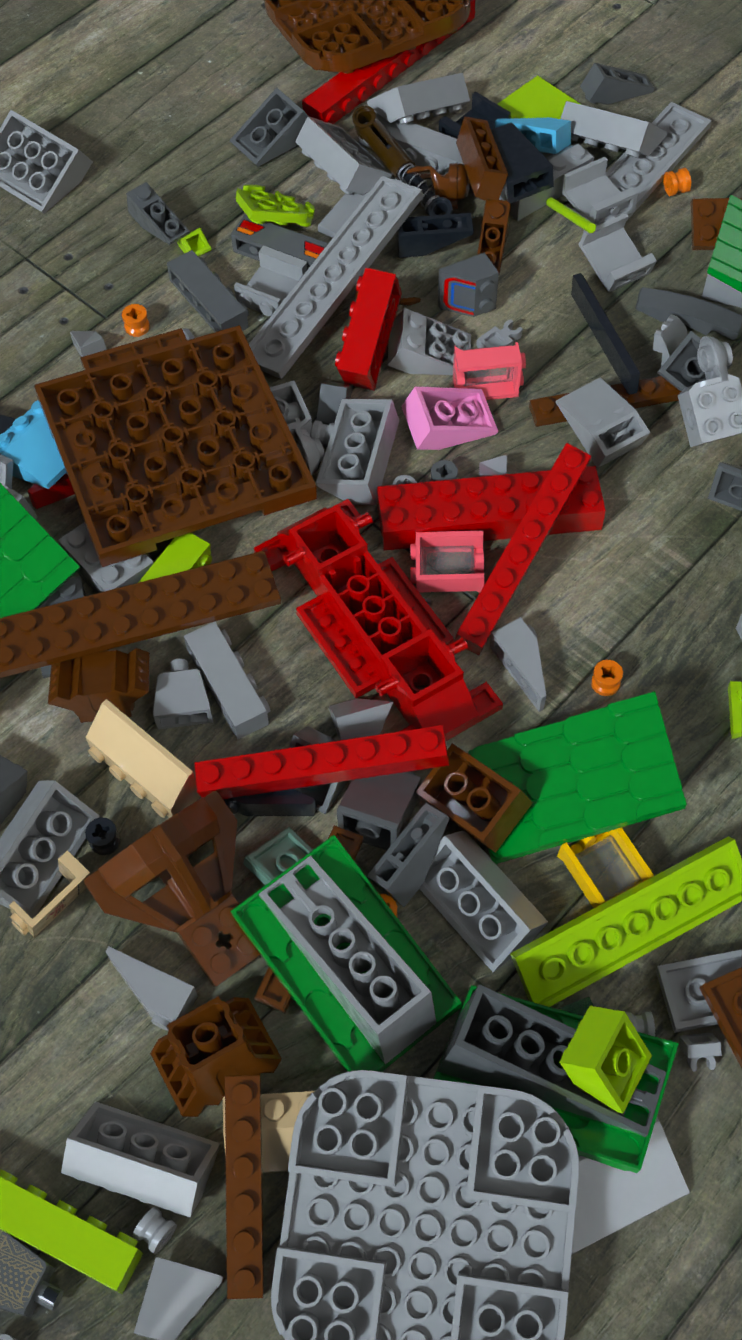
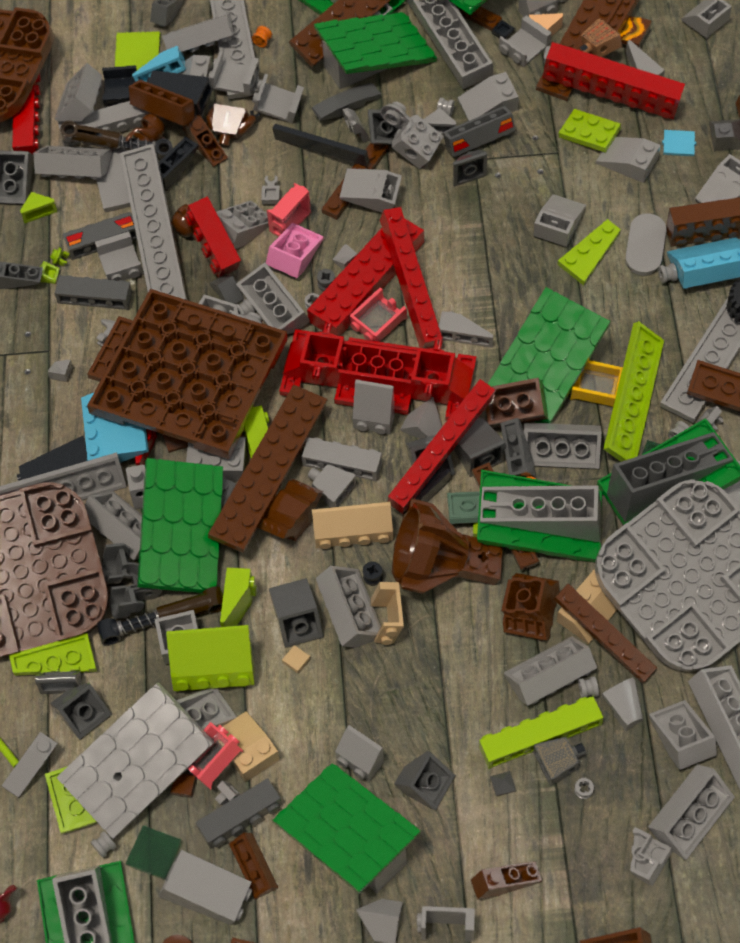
camera: 45 degrees left, 0 degrees up
(135, 320) = (73, 341): orange wheel -> none
(158, 992) = (475, 607): light grey slope -> none
(219, 233) = (57, 255): none -> lime plate
(256, 171) = (37, 207): none -> lime slope
(276, 208) = (70, 218): lime plate -> none
(314, 654) = (373, 407): none -> light grey slope
(468, 286) = (229, 175): dark grey slope -> none
(540, 239) = (230, 122): none -> torso
(571, 215) = (236, 96): lime bar -> none
(606, 1057) = (689, 443): lime slope -> none
(607, 685) = (502, 308): orange wheel -> none

